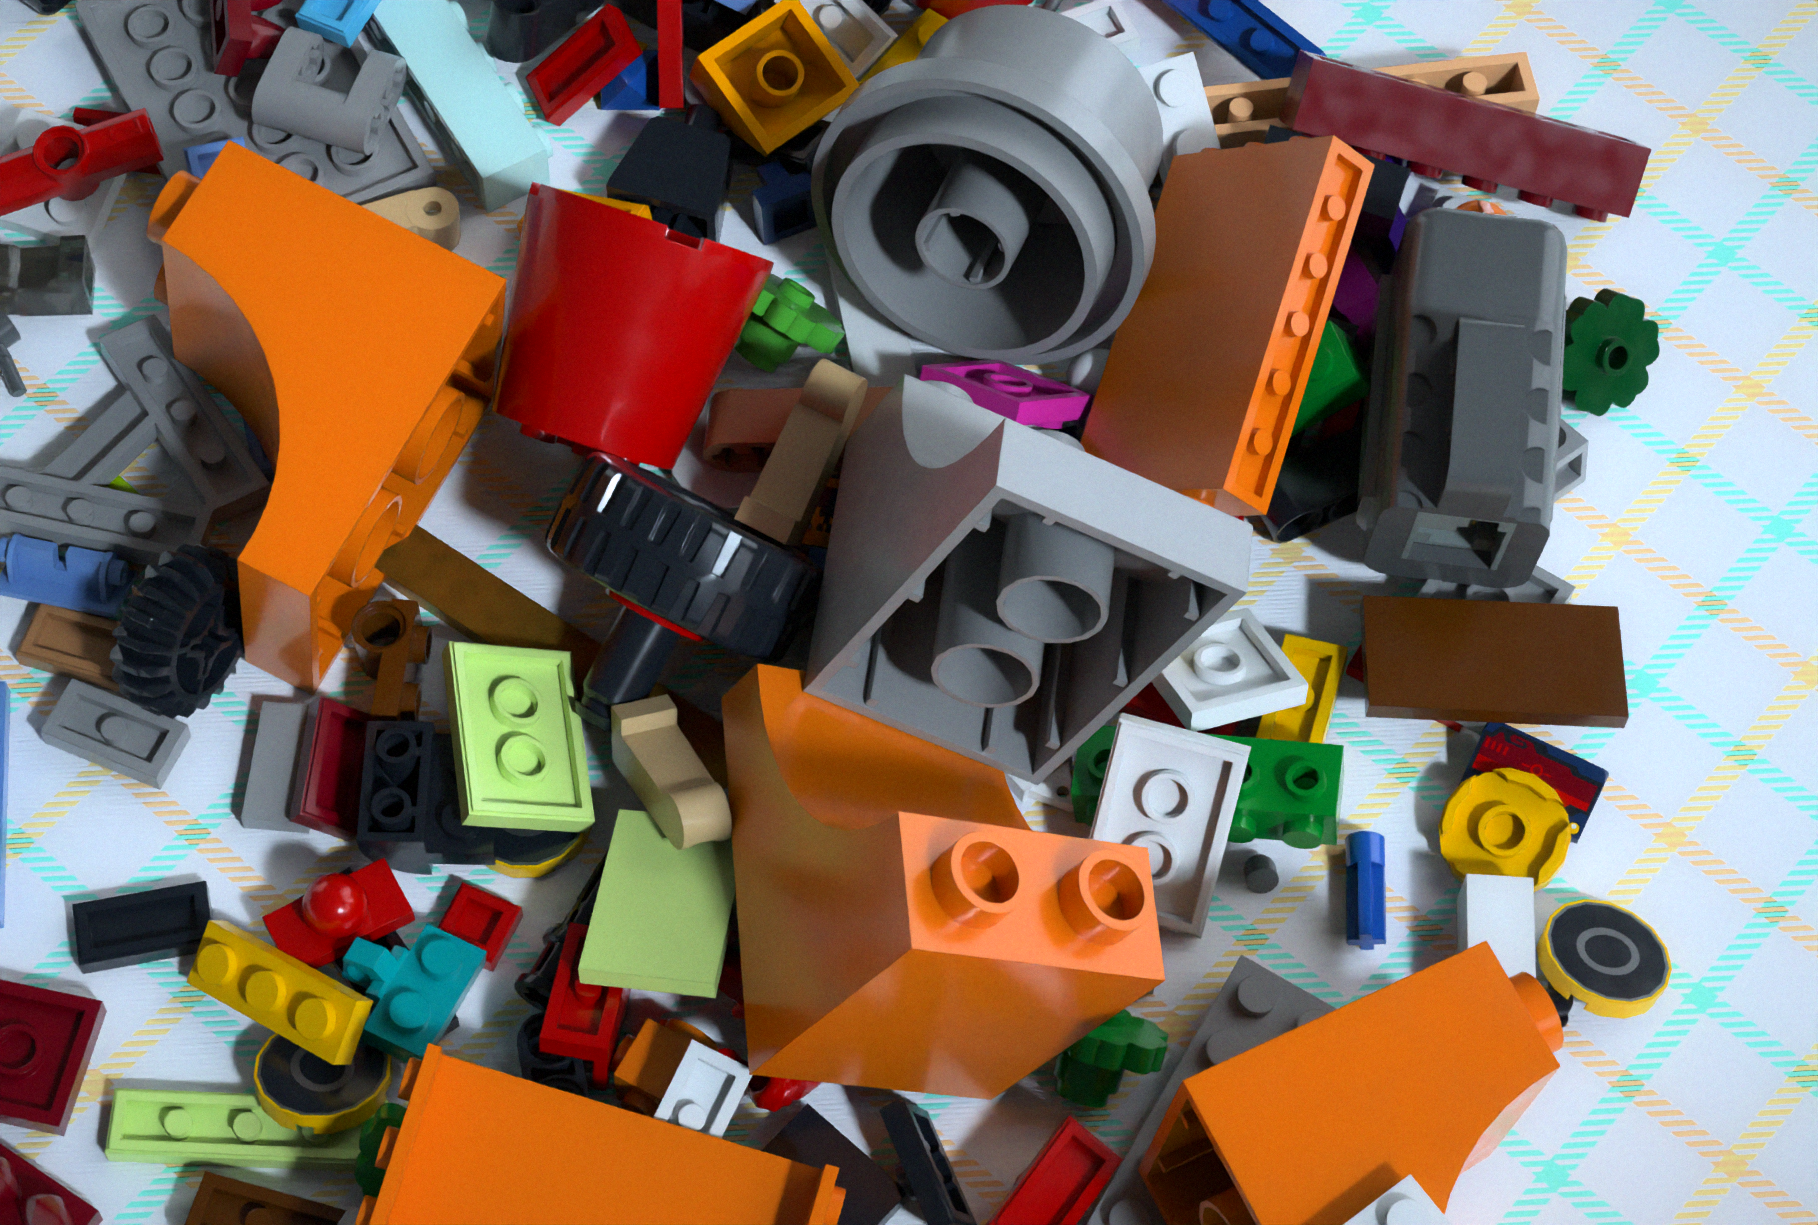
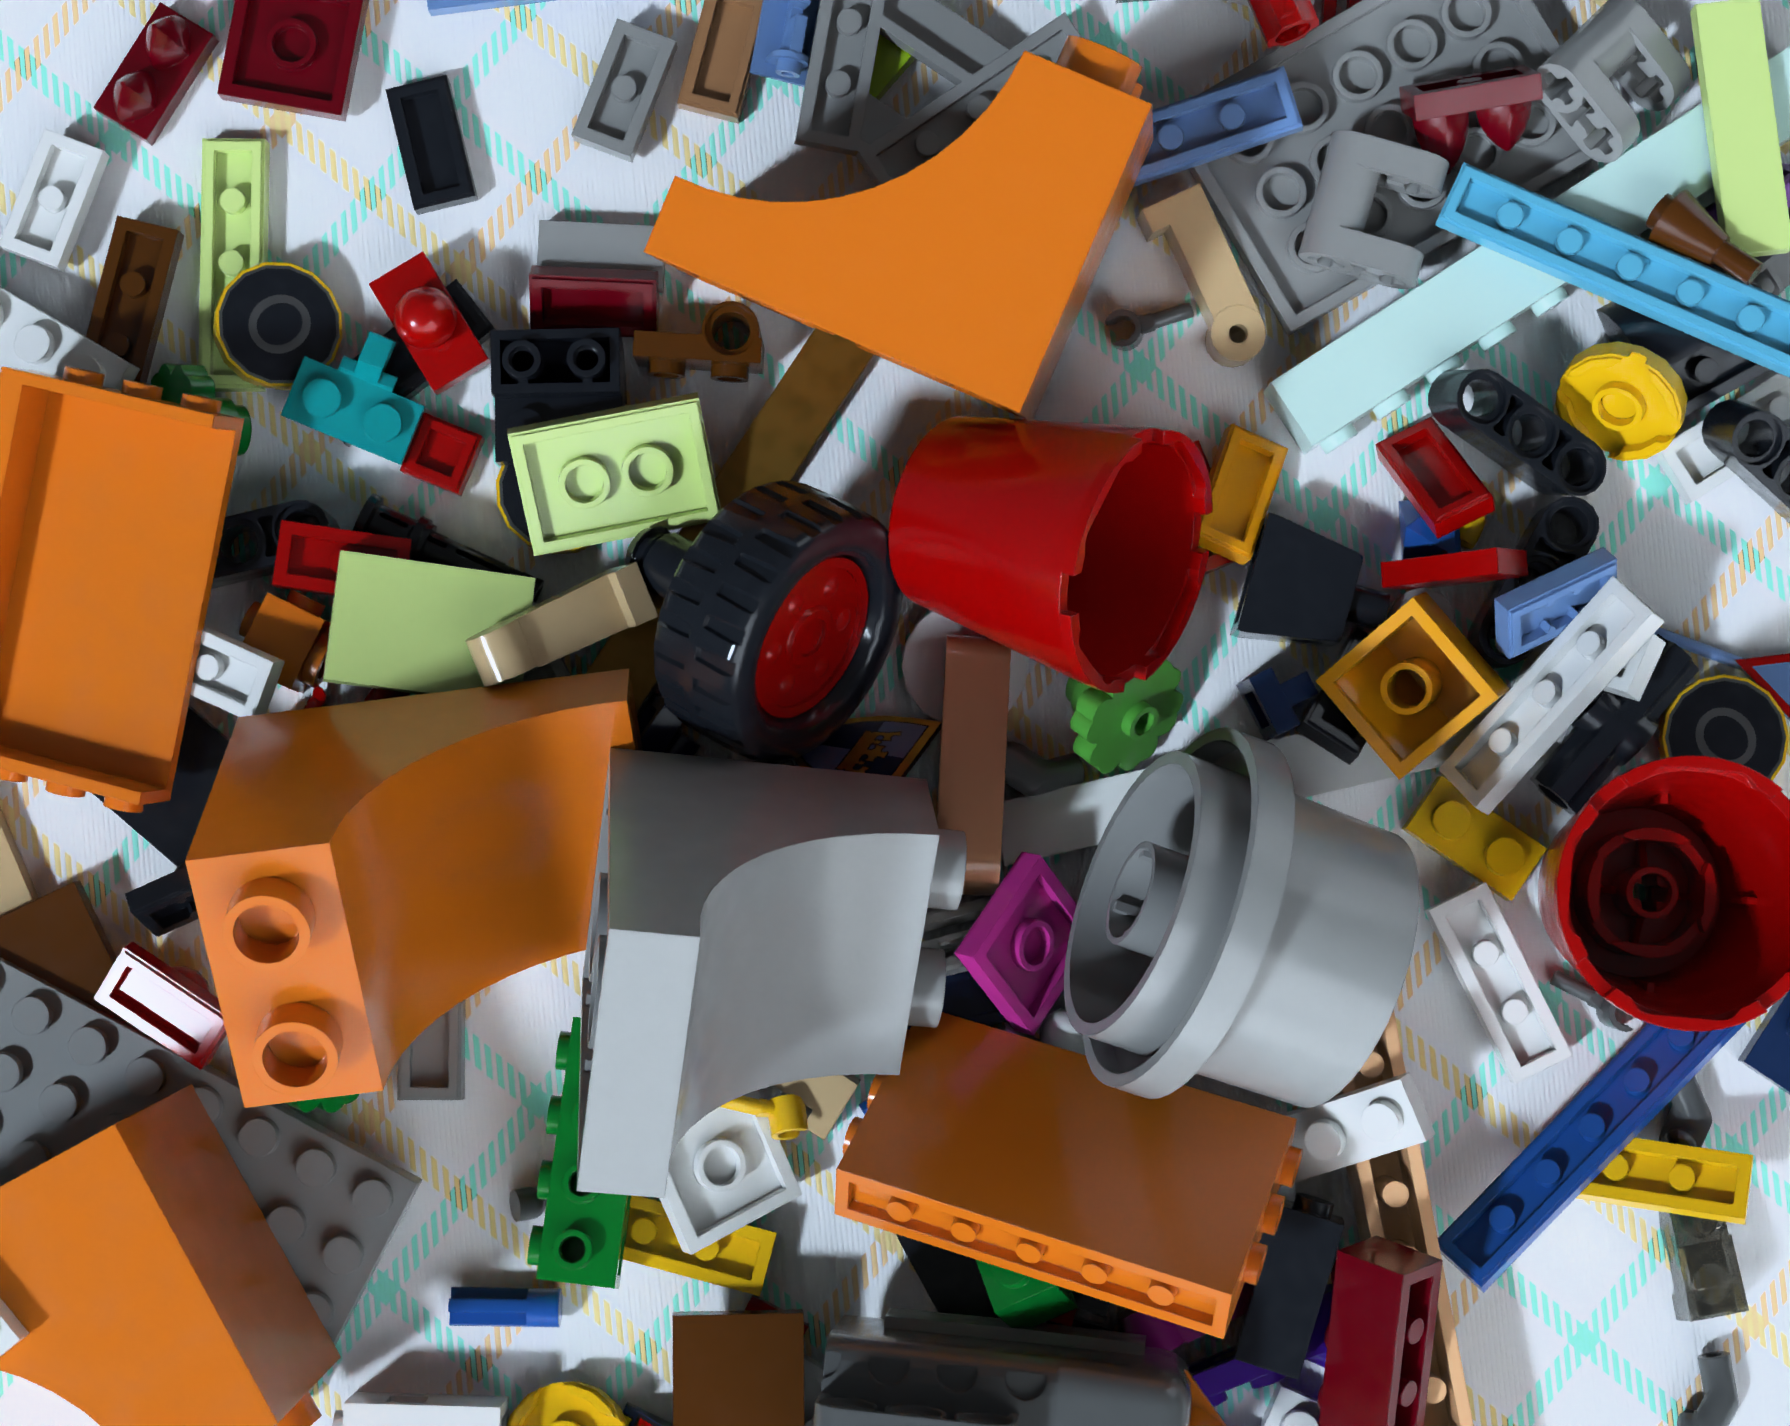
camera: 90 degrees right, 25 degrees up
(180, 632) = (703, 135): black gear -> none
(280, 992) = (346, 276): yellow plate -> none
(805, 454) = (910, 735): tan leg -> none
(1178, 800) = (522, 1105): white tile -> none

